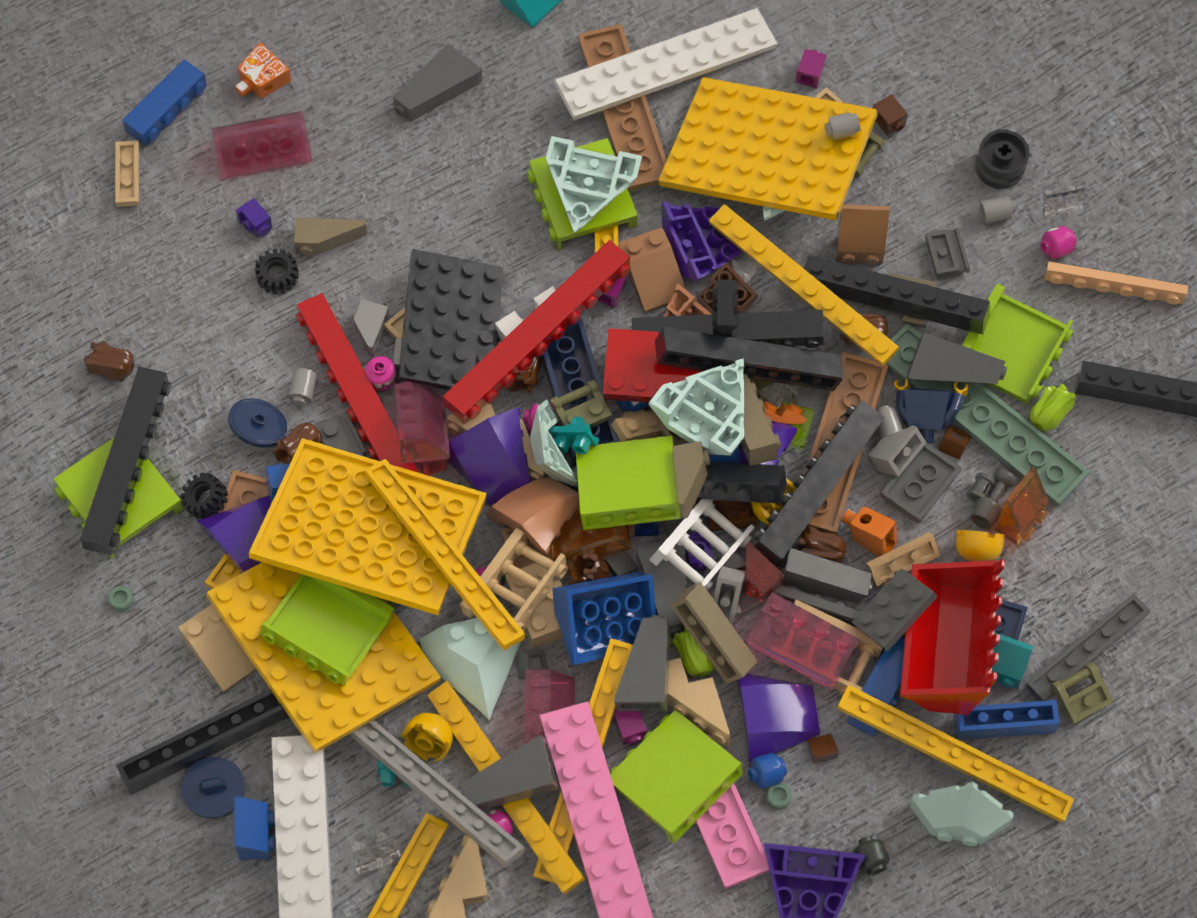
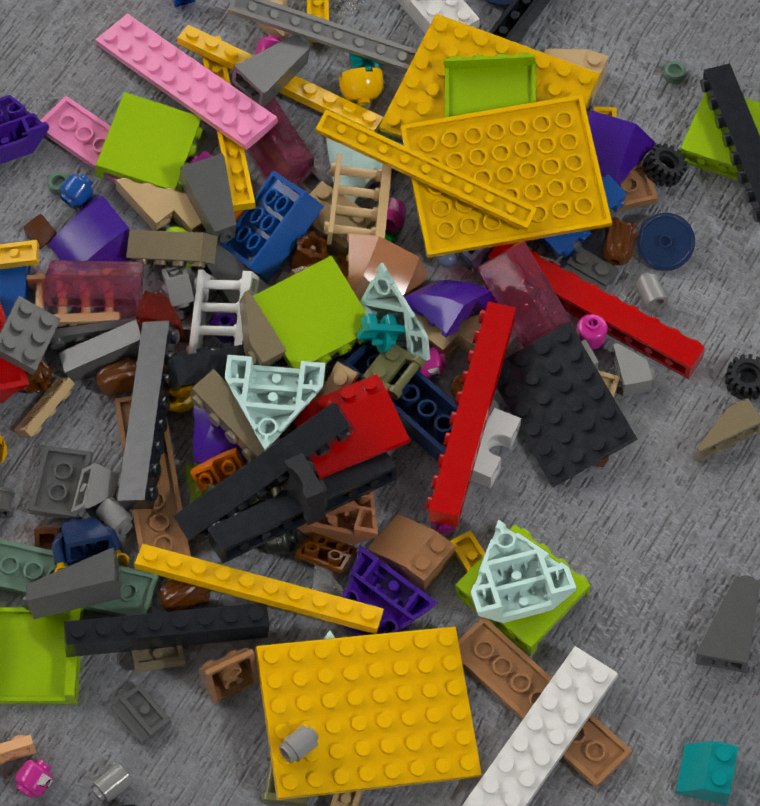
camera: 155 degrees right, 5 degrees down
(872, 530) = (83, 410): orange torso -> none

